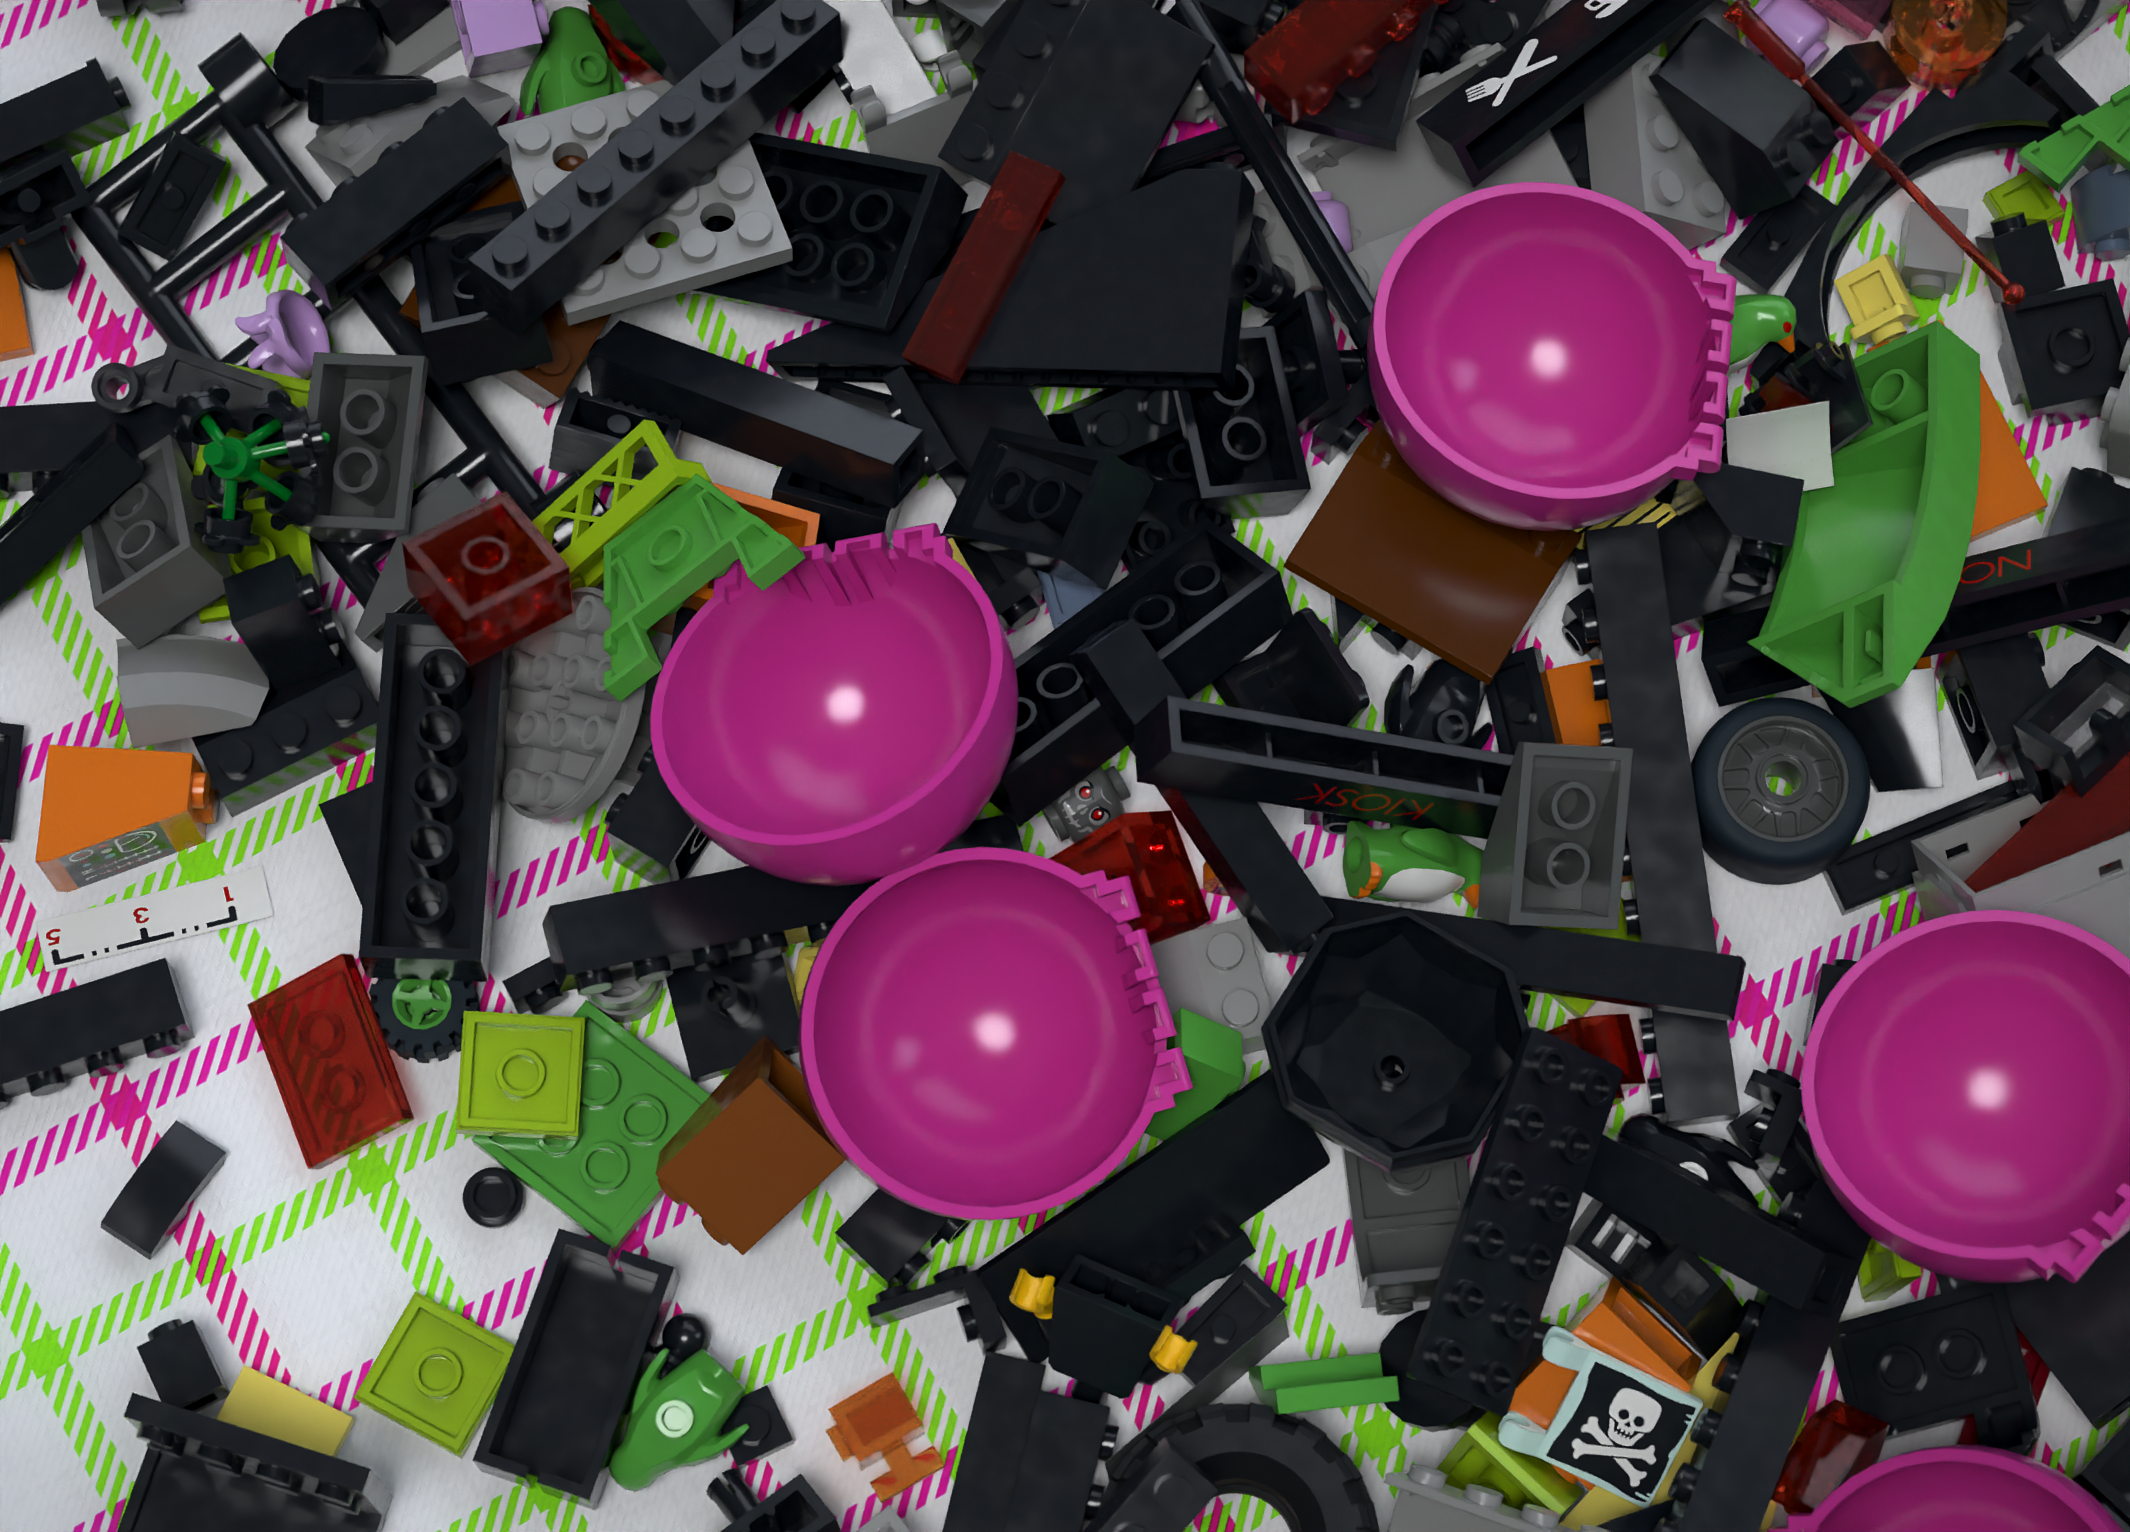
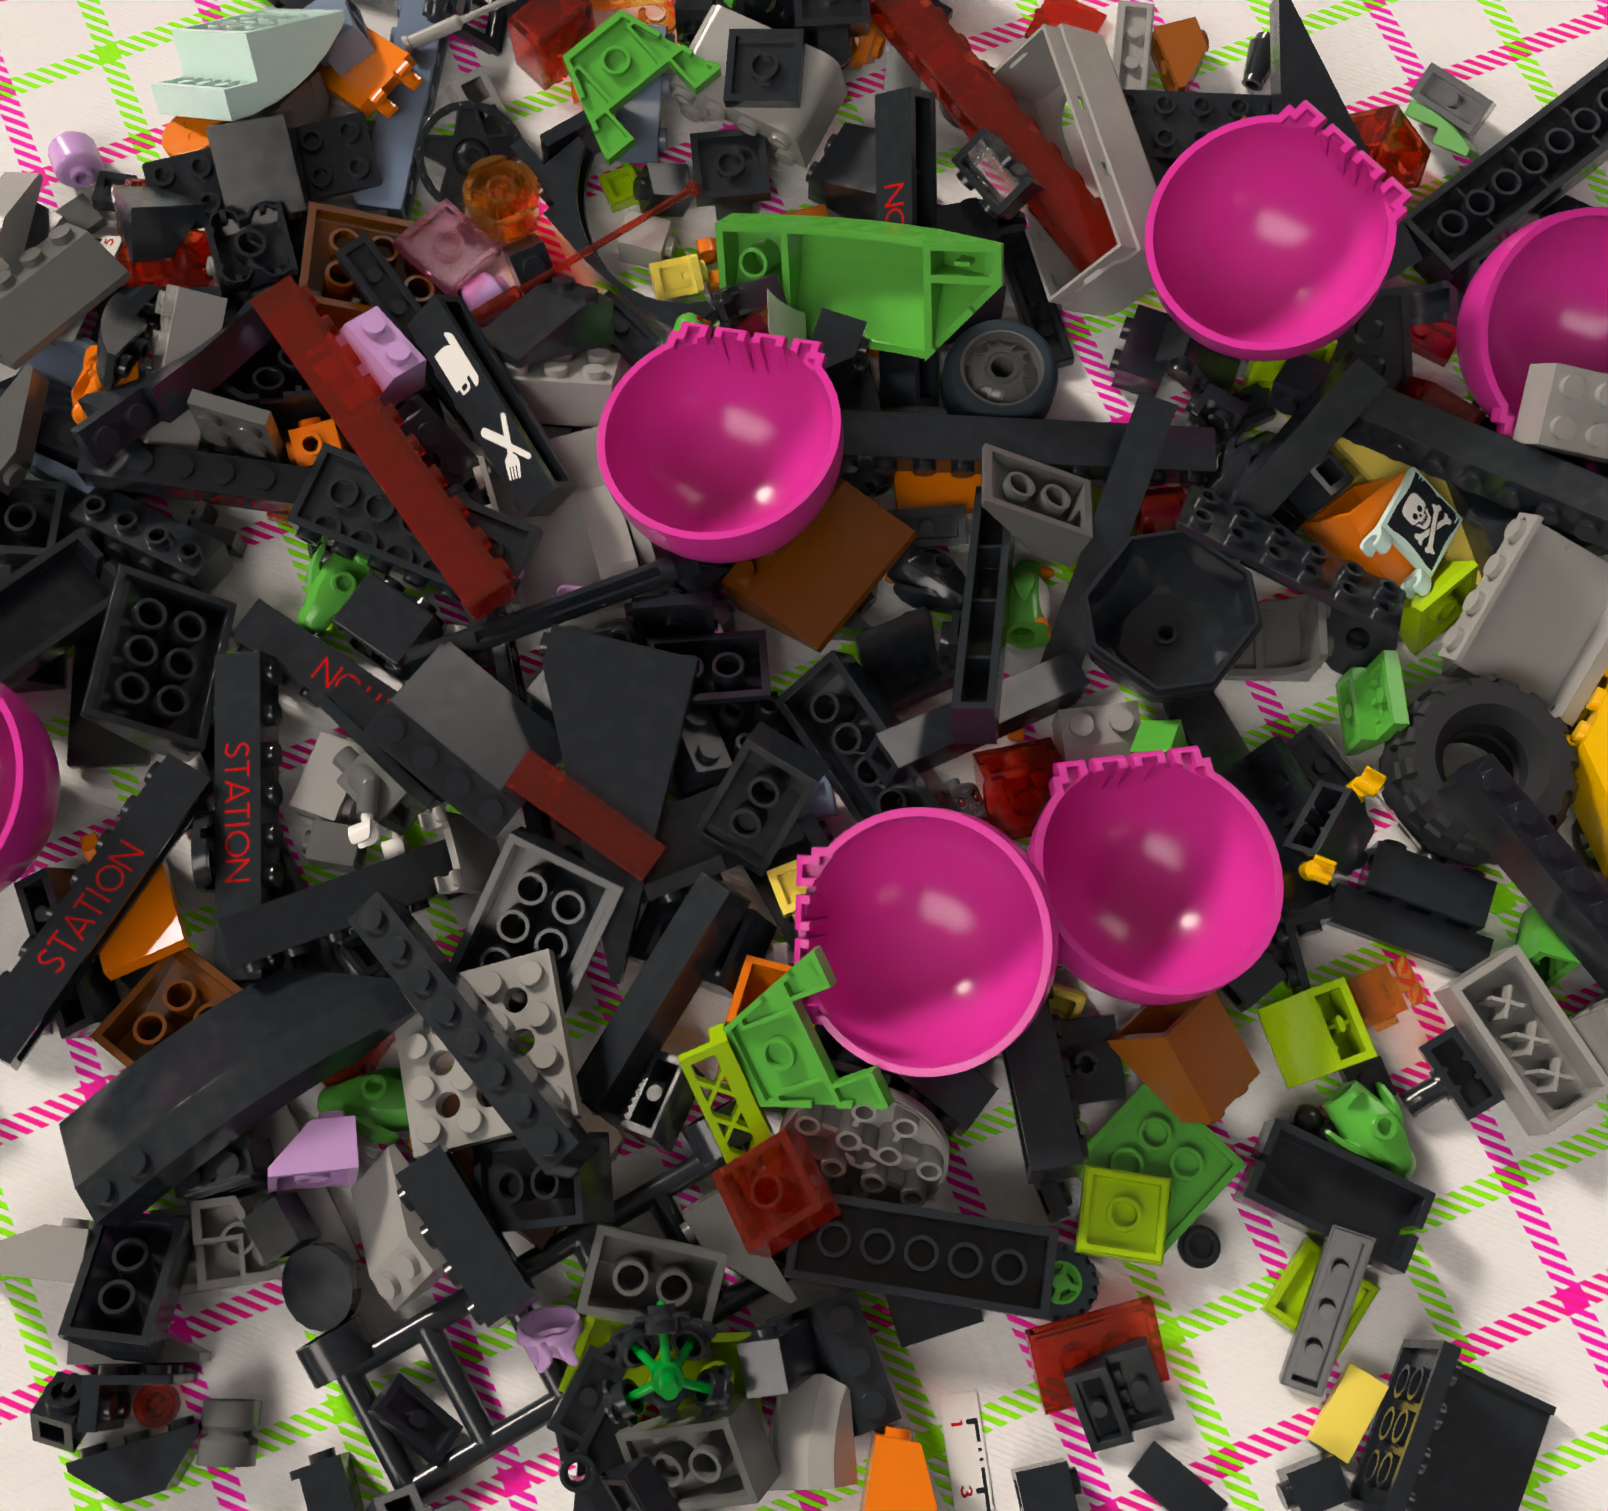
camera: 85 degrees left, 0 degrees up
(280, 1094) = (1118, 1394): none -> black slope
(352, 96) = (367, 1265): black slope -> none
(419, 1364) = (1327, 1308): none -> tile
(811, 1337) = (1316, 1033): none -> lime slope

